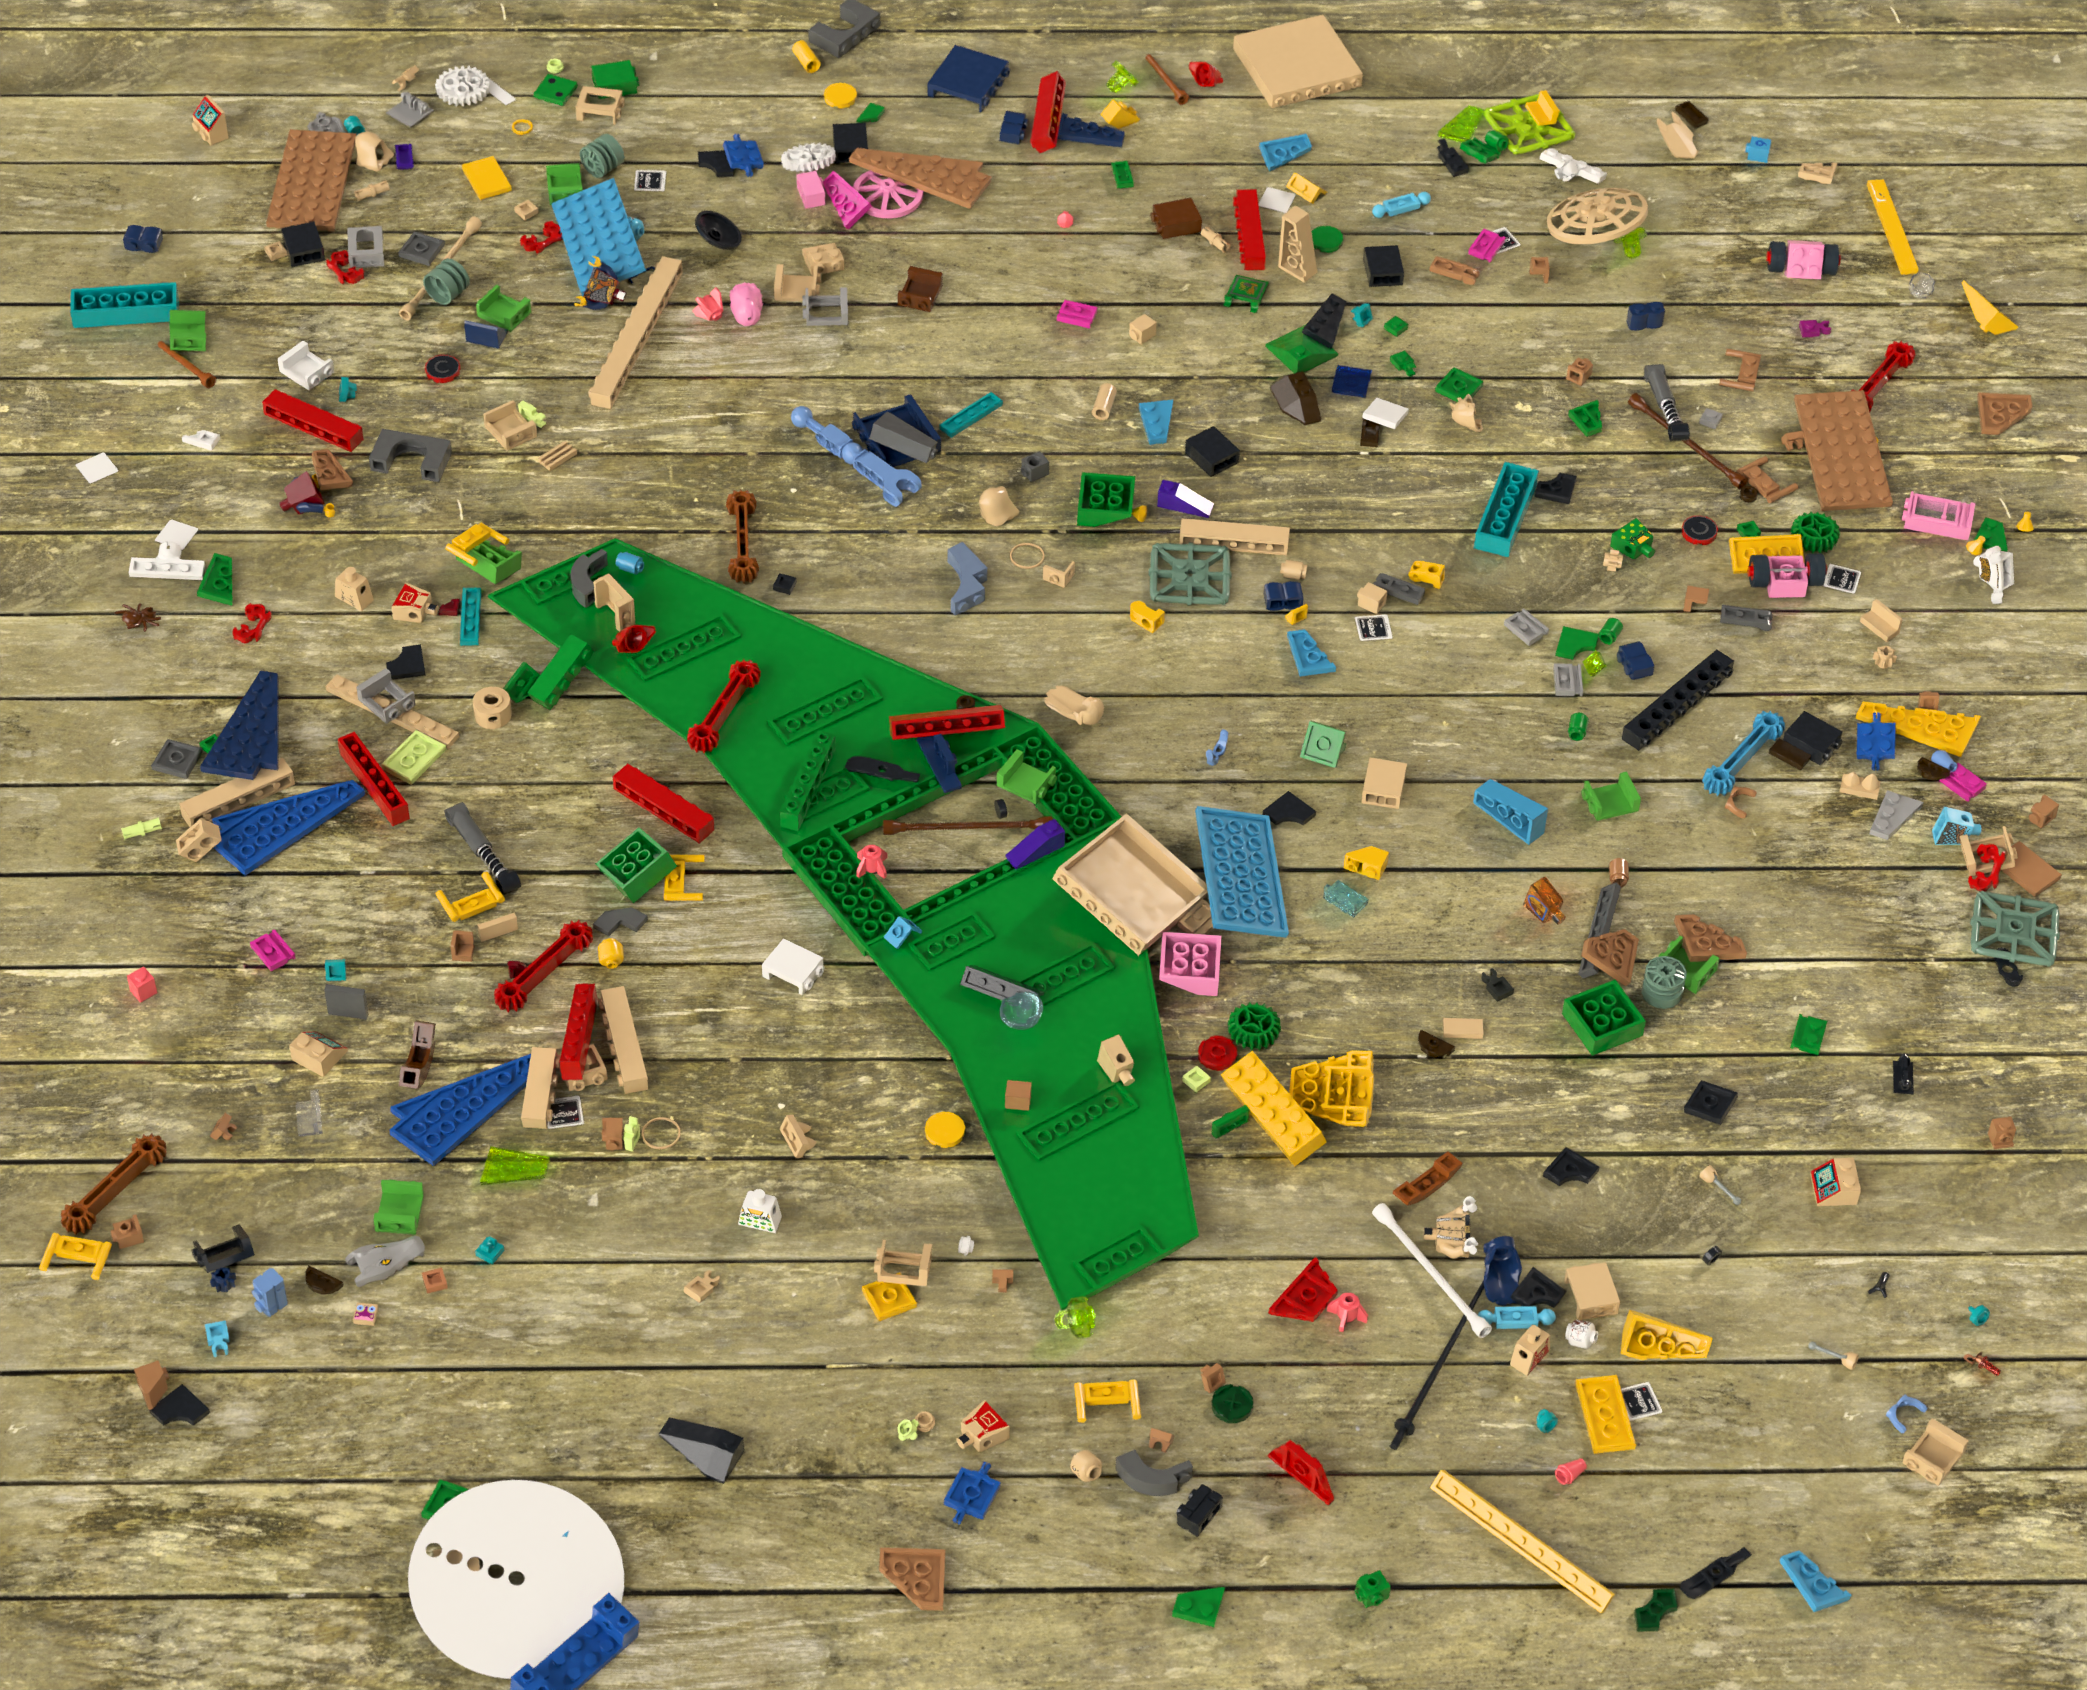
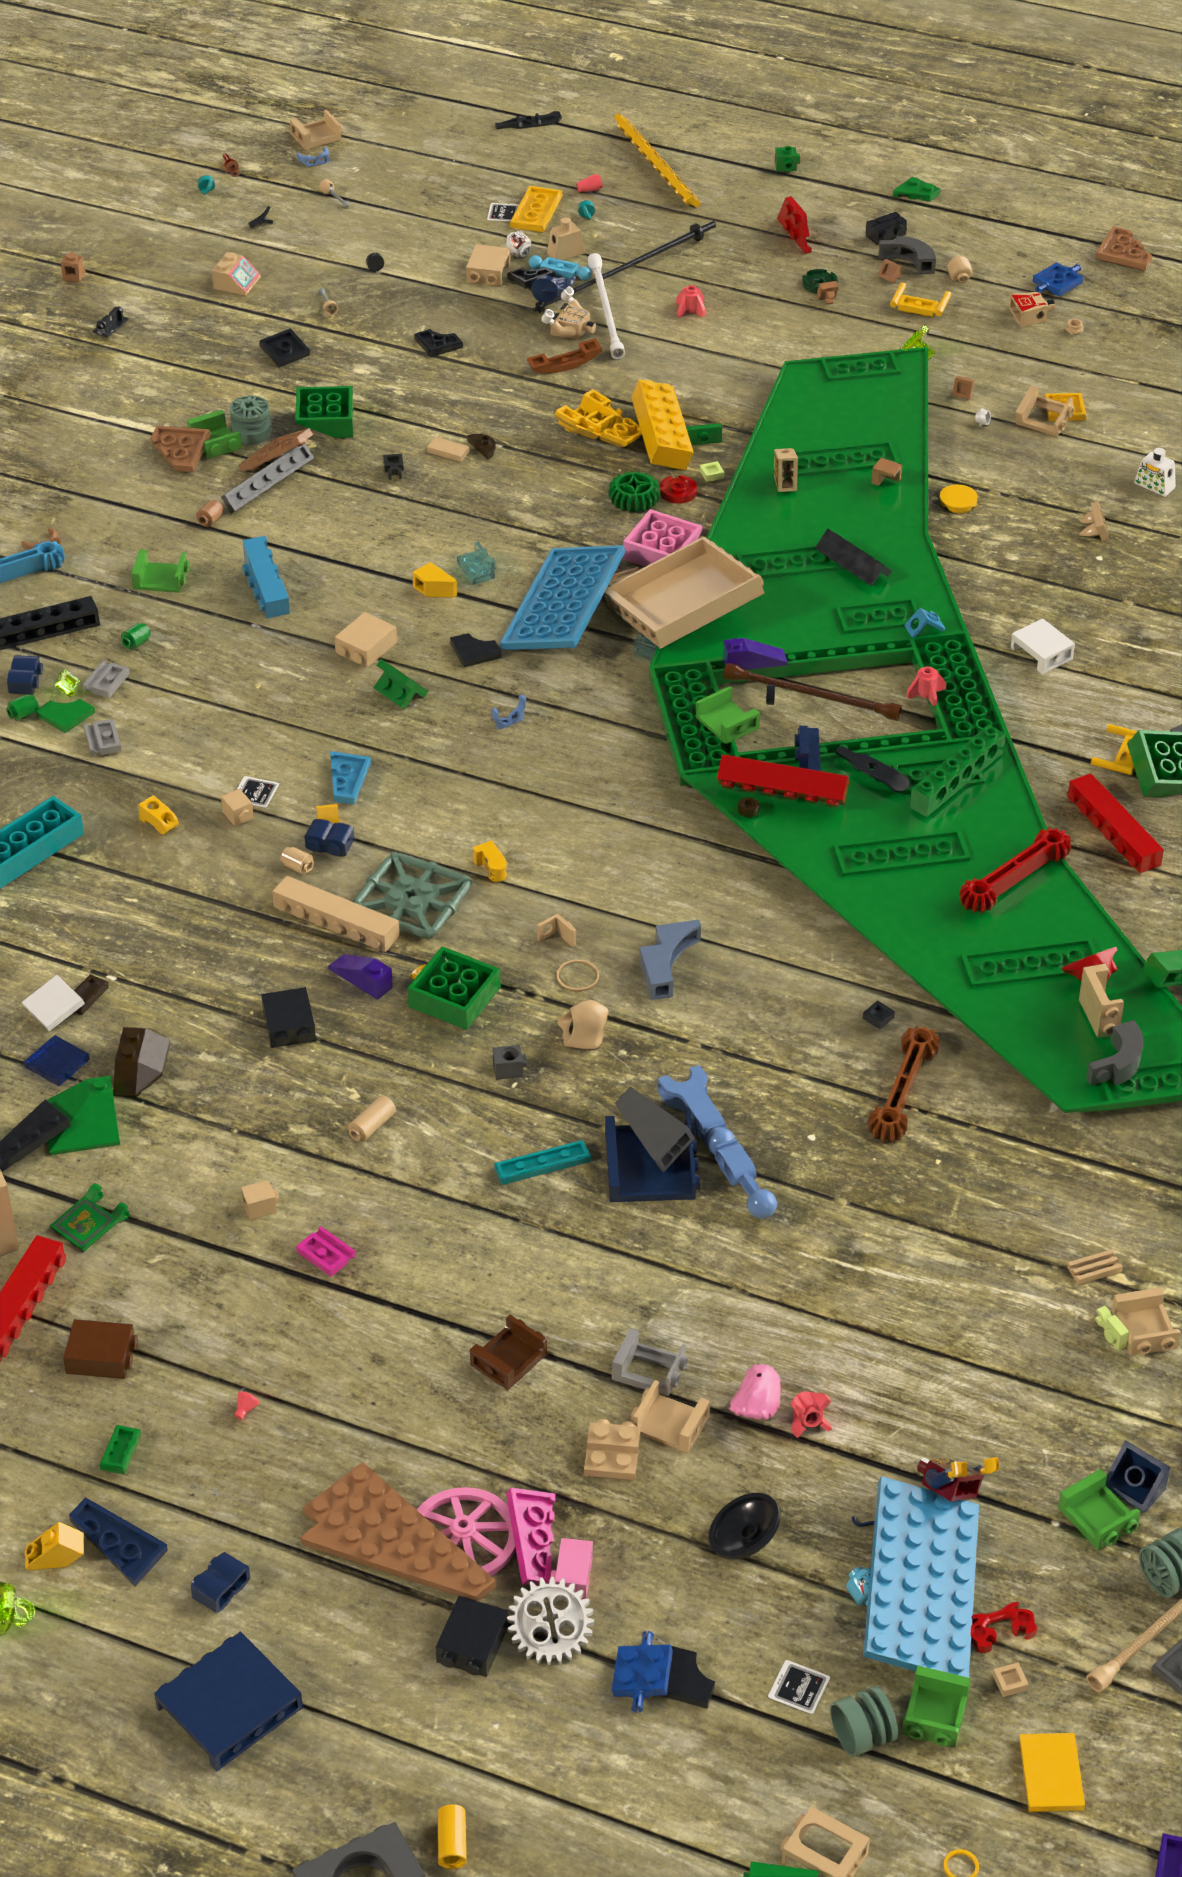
camera: 155 degrees left, 5 degrees down
(629, 563) = (1061, 1058): dark azure brick -> none
(635, 333) = (922, 1412): tan brick -> none
(840, 95) = (436, 1746): yellow tile -> none
(871, 113) = (409, 1692): green tile -> none
(903, 1429) = (1091, 323): yellowish green plate -> none
(1021, 1010) = (849, 522): clear light blue piece -> none
(1048, 112) = (154, 1584): red brick -> none
(1075, 706) = (626, 787): tan hair -> none
(1156, 420) = (322, 1085): dark azure wing -> none
(1215, 239) = (71, 1301): tan pin -> none
(1306, 1295) = (717, 319): red wing -> none
(1400, 588) = (201, 812): dark grey plate -> none
(1544, 902) = (301, 499): clear orange torso -> none
(1649, 1616) = (593, 112): dark green tile -> none
(1654, 1338) = (466, 230): yellow wedge -> none
(1809, 1034) = (157, 371): green plate -> none
(1813, 1585) = (465, 96): dark azure wing -> none

